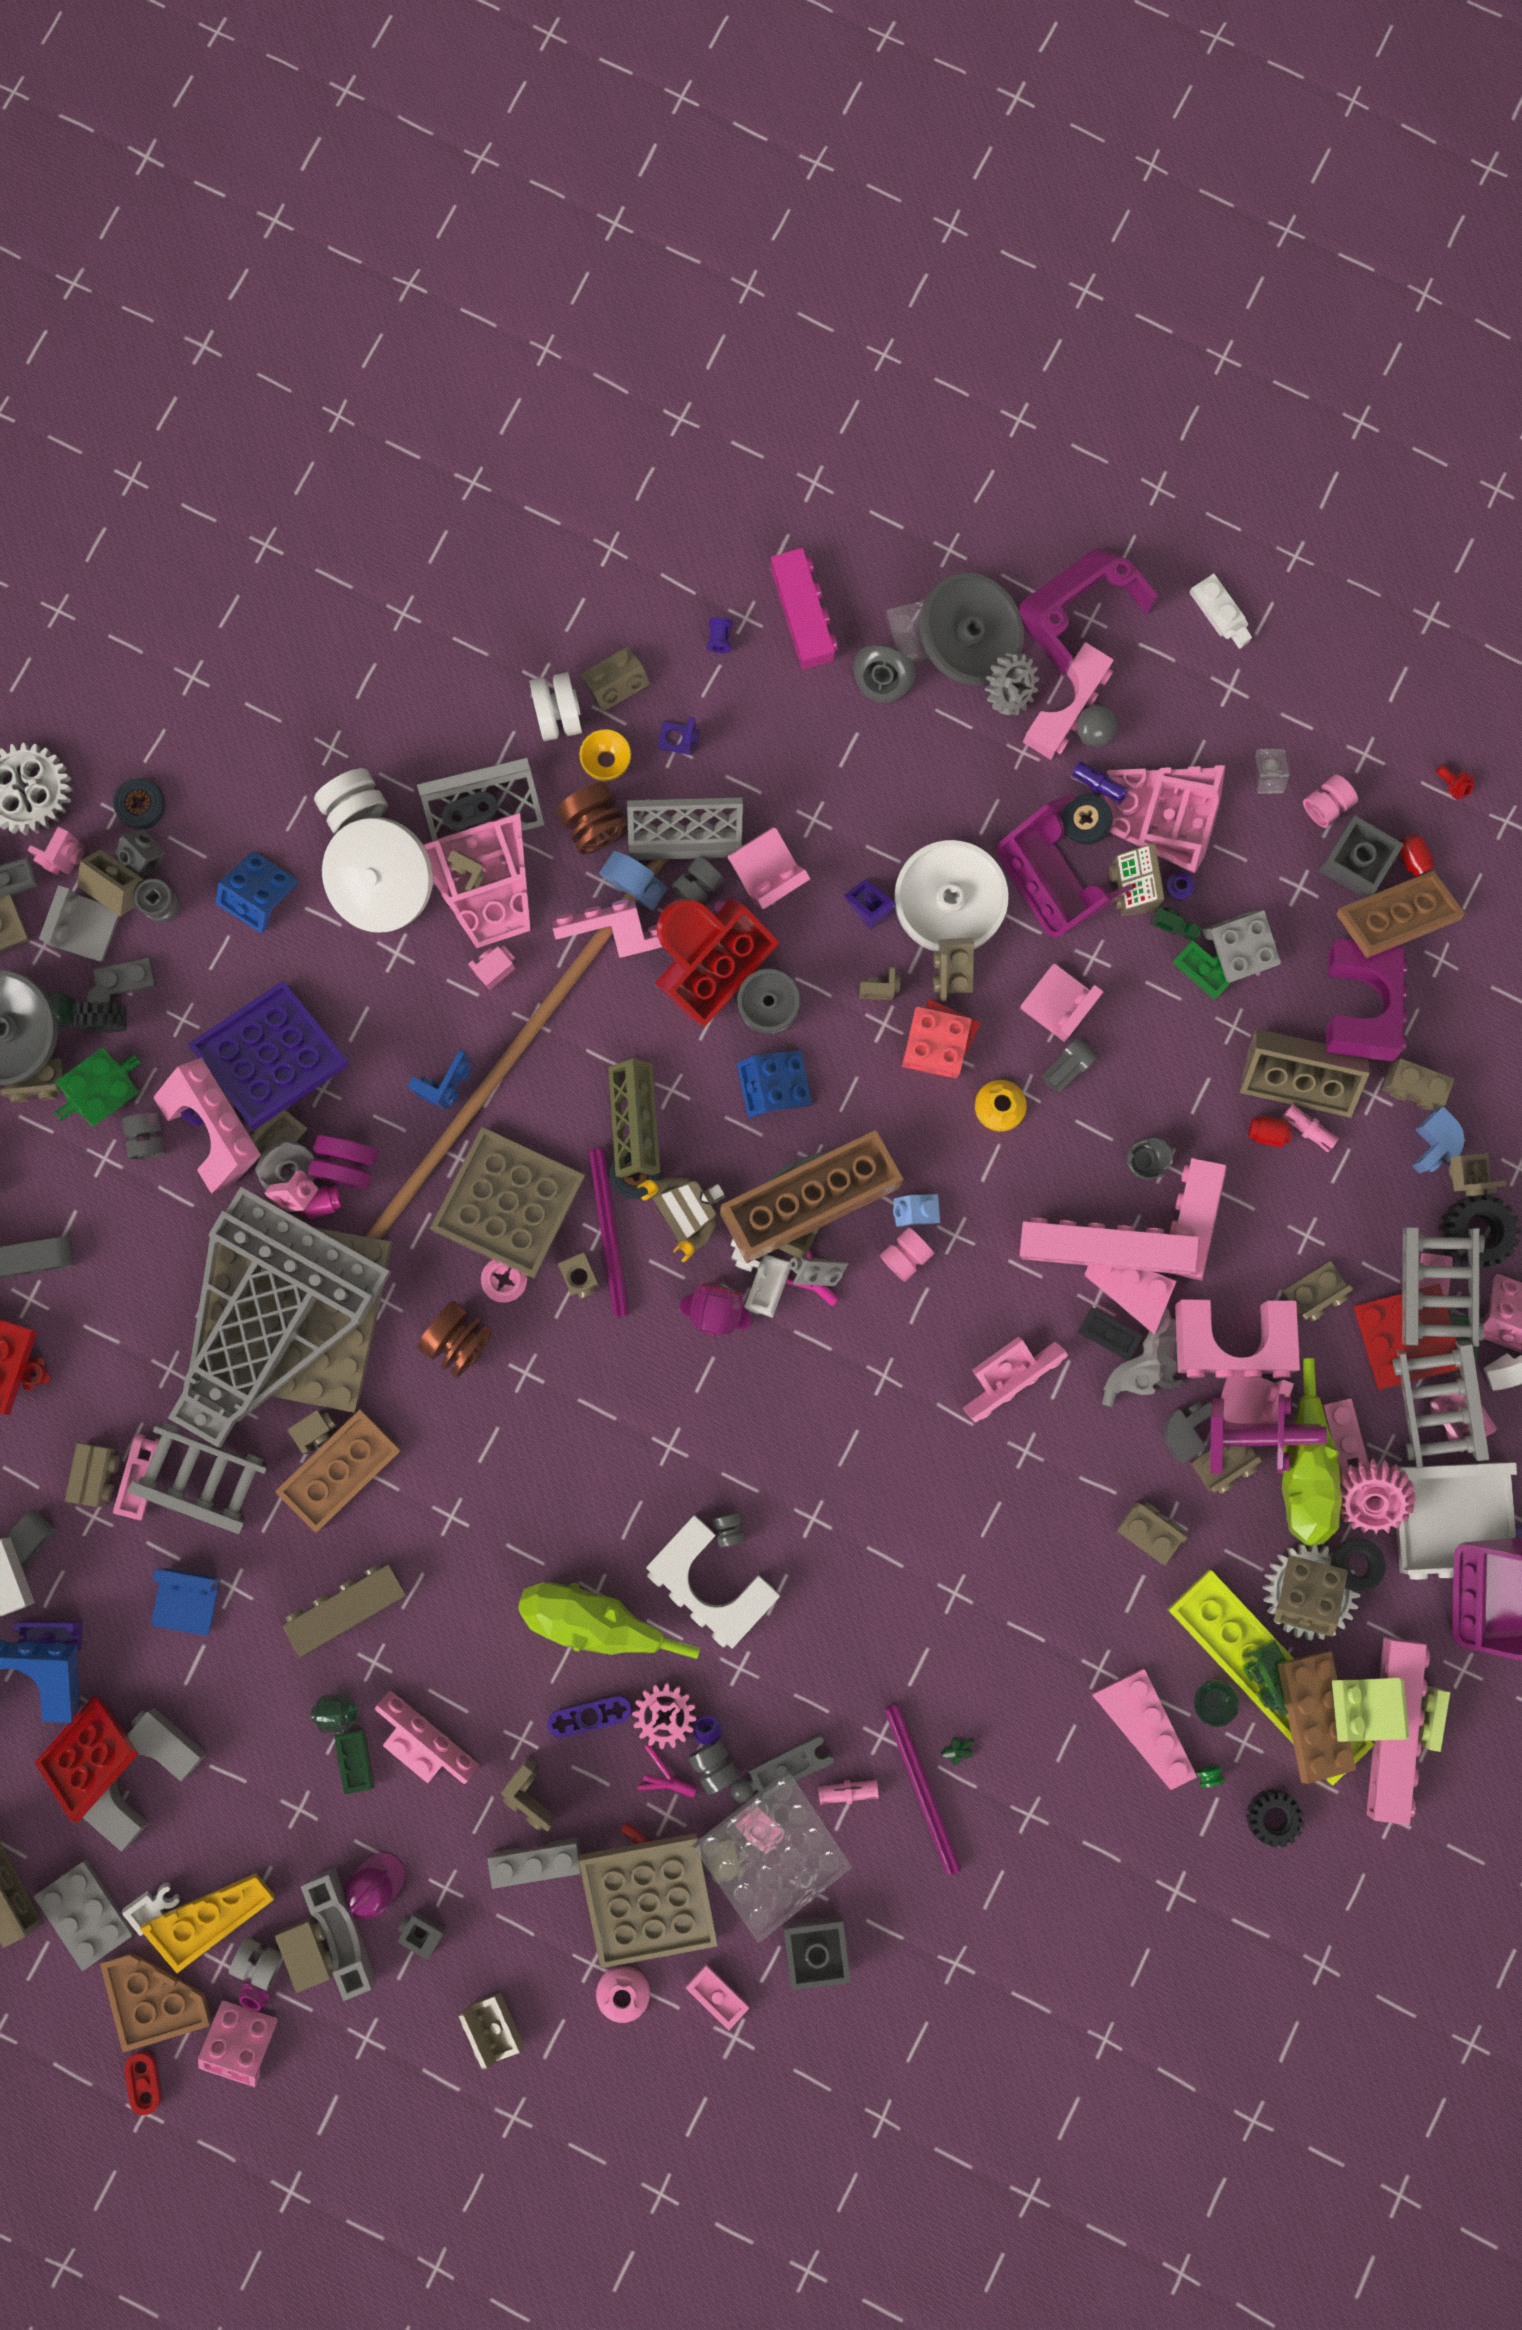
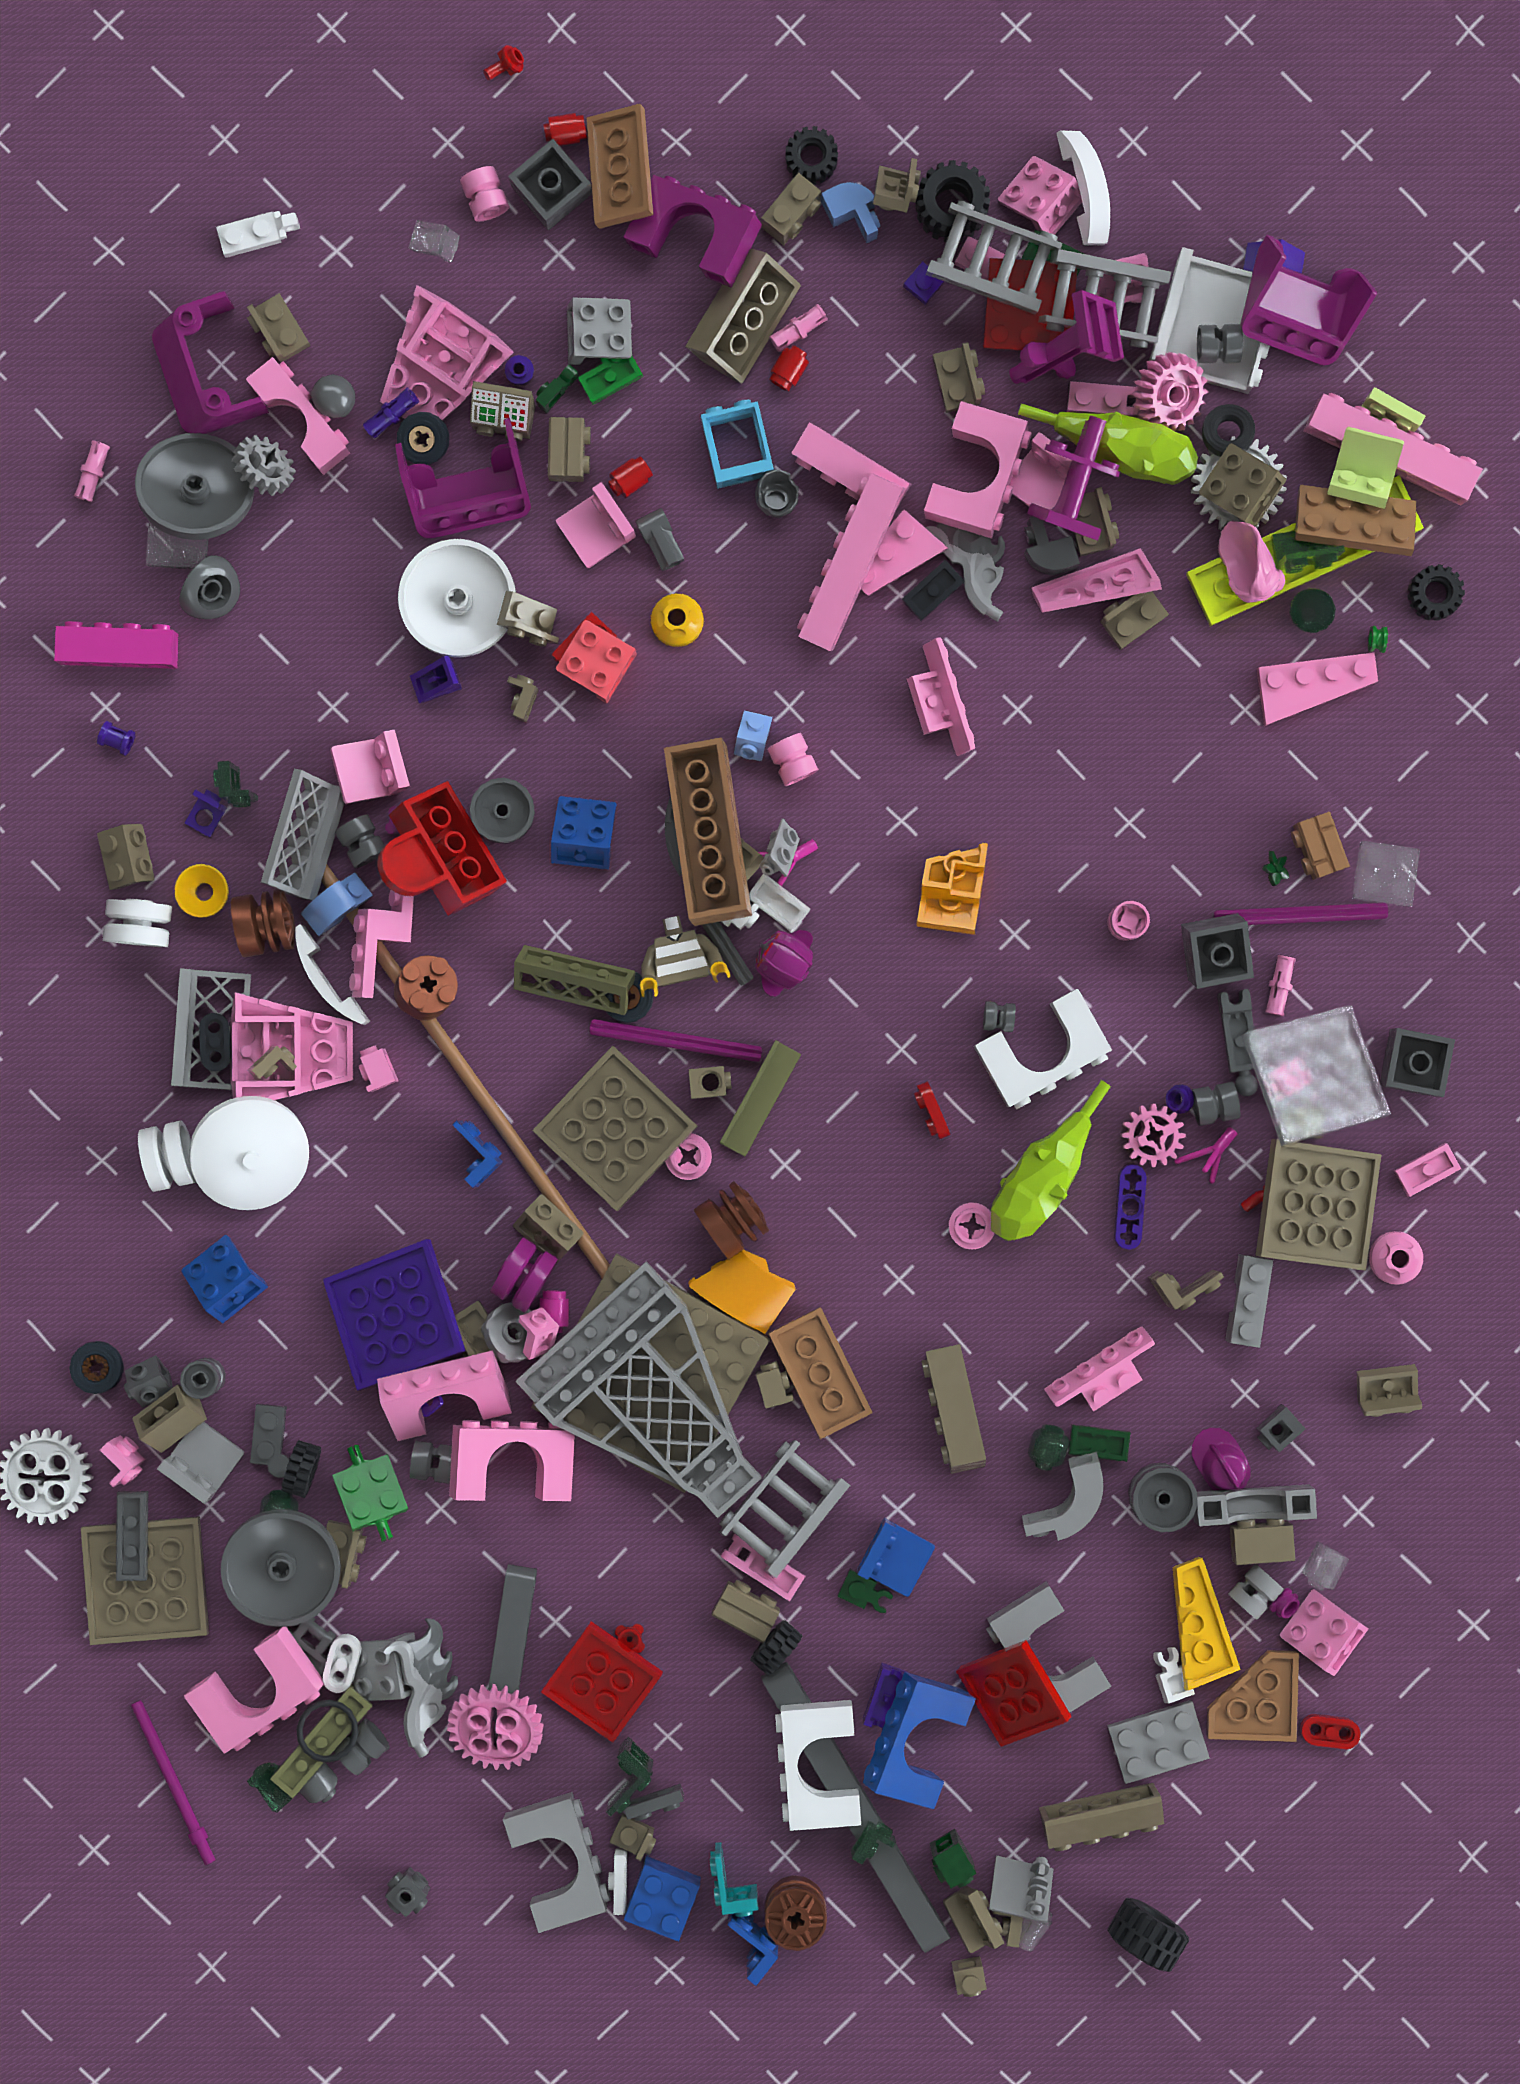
camera: 65 degrees left, 5 degrees up
(63, 1515) = (776, 1647): none -> black tyre
(141, 1578) = (860, 1591): none -> dark green plate
(171, 1170) = (475, 1445): none -> bright pink arch
(284, 1761) = (1077, 1508): none -> light grey arch
(300, 2024) = (1324, 1567): none -> clear brick
(301, 1839) = (1145, 1493): none -> dark grey wheel
(394, 1374) = (745, 1290): none -> light orange slope
(395, 1171) = (548, 1228): none -> dark tan bracket
(511, 1561) = (960, 1234): none -> bright pink gear
(579, 1329) = (760, 1098): none -> olive panel
(583, 866) = (307, 948): none -> white slope
(597, 990) = (434, 973): none -> brick
(628, 1485) = (936, 1122): none -> red plate
(706, 1255) = (728, 952): none -> dark grey axle
(710, 747) = (228, 780): none -> clear green bracket
(834, 1446) = (952, 890): none -> light orange slope
(860, 1623) = (1128, 920): none -> bright pink wheel
(860, 1719) = (1217, 950): none -> dark grey brick
(954, 536) = (92, 471): none -> bright pink pin
(989, 1860) = (1386, 873): none -> clear plate
(993, 1786) = (1320, 846): none -> medium nougat brick
(1117, 1018) = (629, 477): none -> red brick
(1122, 953) = (567, 449): none -> dark tan brick
(1142, 658) = (279, 328): none -> dark tan bracket
(1158, 1121) = (741, 473): none -> medium azure window
(1175, 1494) = (1104, 581): none -> bright pink wing
(1239, 1626) = (1249, 563): none -> bright pink hair
(1391, 1230) = (922, 285): none -> dark purple plate
(1404, 1404) = (1094, 333): none -> magenta piece
(1437, 1528) = (1219, 343): none -> dark grey wheel
(1491, 1087) = (812, 138): none -> black tyre

